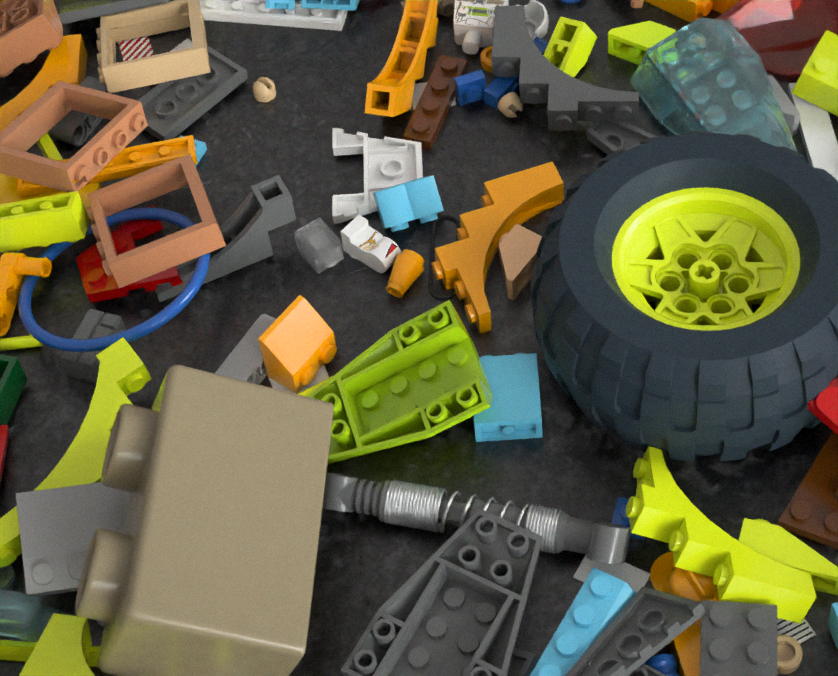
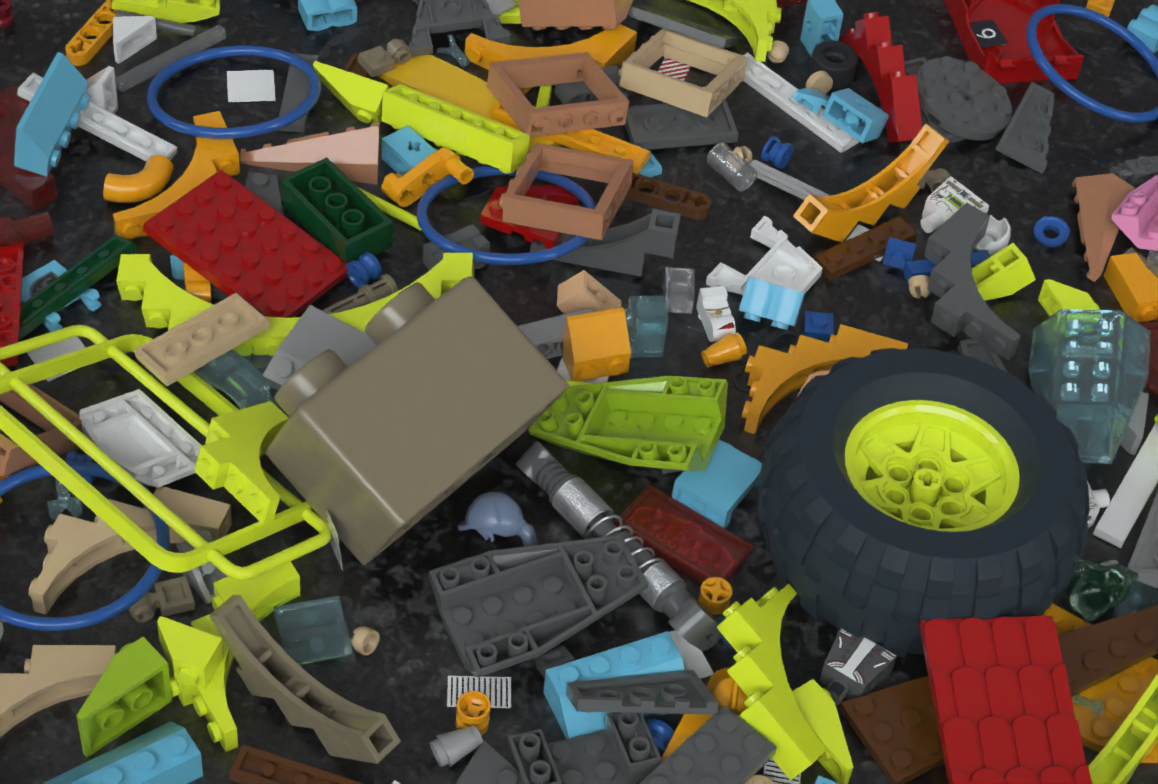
camera: 25 degrees right, 5 degrees down
(22, 420) = (363, 269): none -> blue wheel
(47, 445) = (365, 295): none -> dark tan pin
(226, 174) = (662, 190): none -> reddish brown beam
(245, 304) = (584, 293): none -> light nougat slope
(265, 103) = (731, 166): none -> clear piece
(295, 65) = (777, 152): none -> blue wheel
(325, 86) = (784, 182): none -> light grey axle
(327, 293) = (647, 325): none -> clear light blue brick
(351, 569) = (498, 515): none -> sand blue piece
(459, 197) = (818, 325): none -> blue plate
(518, 468) = (684, 536): none -> clear red tile
(596, 495) = (715, 595): none -> light orange wheel
(759, 481) = (855, 667): none -> dark grey torso

